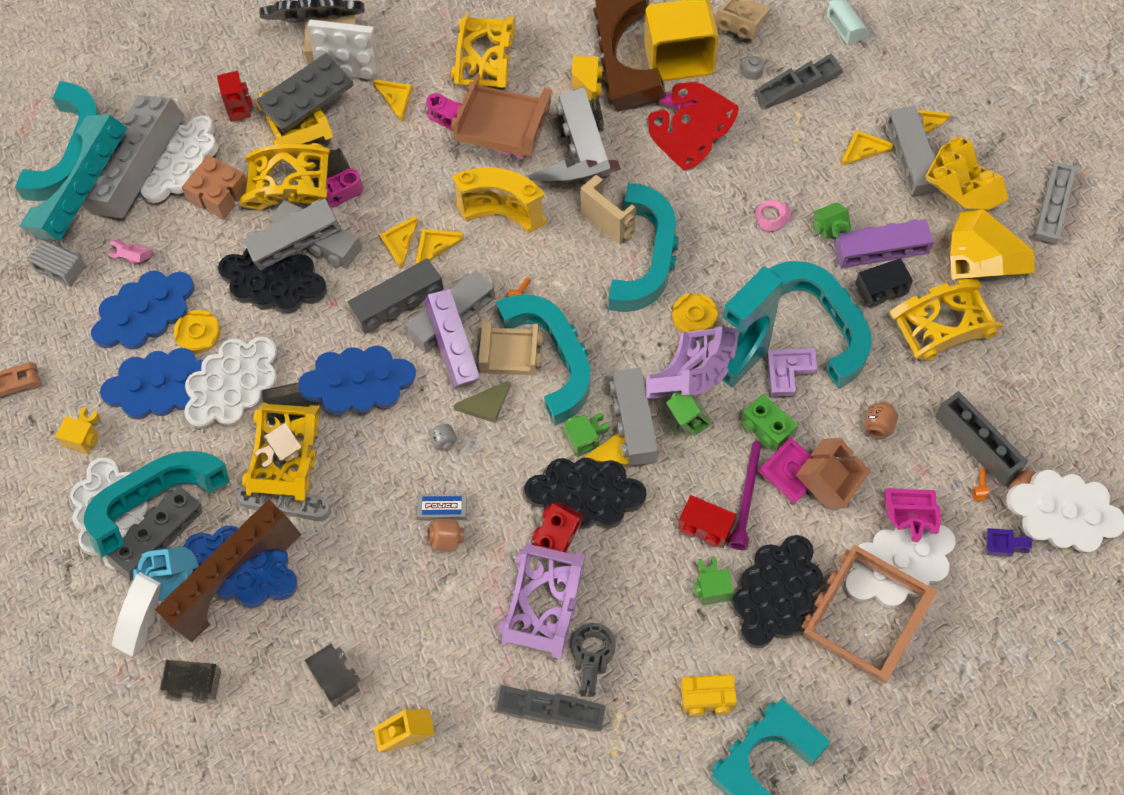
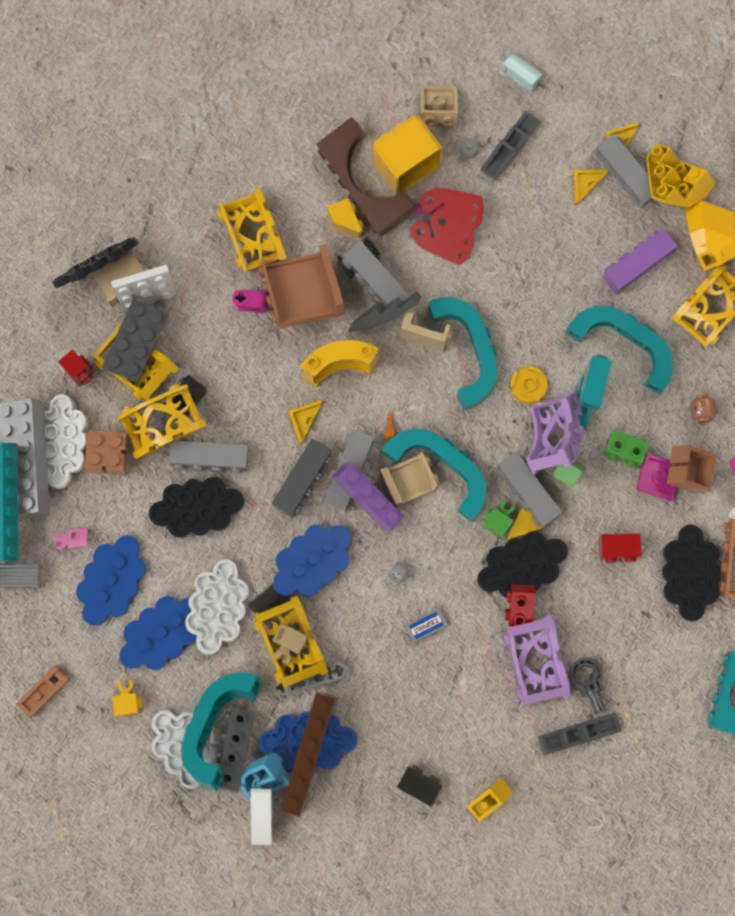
camera: 30 degrees left, 15 degrees up
(190, 681) = (323, 840): clear smoke brick -> none
(197, 331) = (164, 577): yellow tile -> none
(292, 234) = (198, 468): light grey brick -> none
(341, 187) = (205, 407): dark pink piece -> none
(396, 95) = (200, 302): yellow tile -> none
(399, 239) = (274, 428): yellow tile -> none
(445, 534) = (441, 646): nougat head -> none
(486, 403) = (414, 531): olive tile -> none
(708, 694) = (681, 670): yellow brick -> none
(713, 585) = (646, 590): bright green brick -> none
(739, 538) = (646, 545): magenta piece -> none
(772, 225) = (546, 283): bright pink piece -> none
(786, 363) = (614, 398): lavender plate -> none
(831, 220) = (595, 261): bright green brick -> none
(884, 282) = (655, 296): black brick -> none

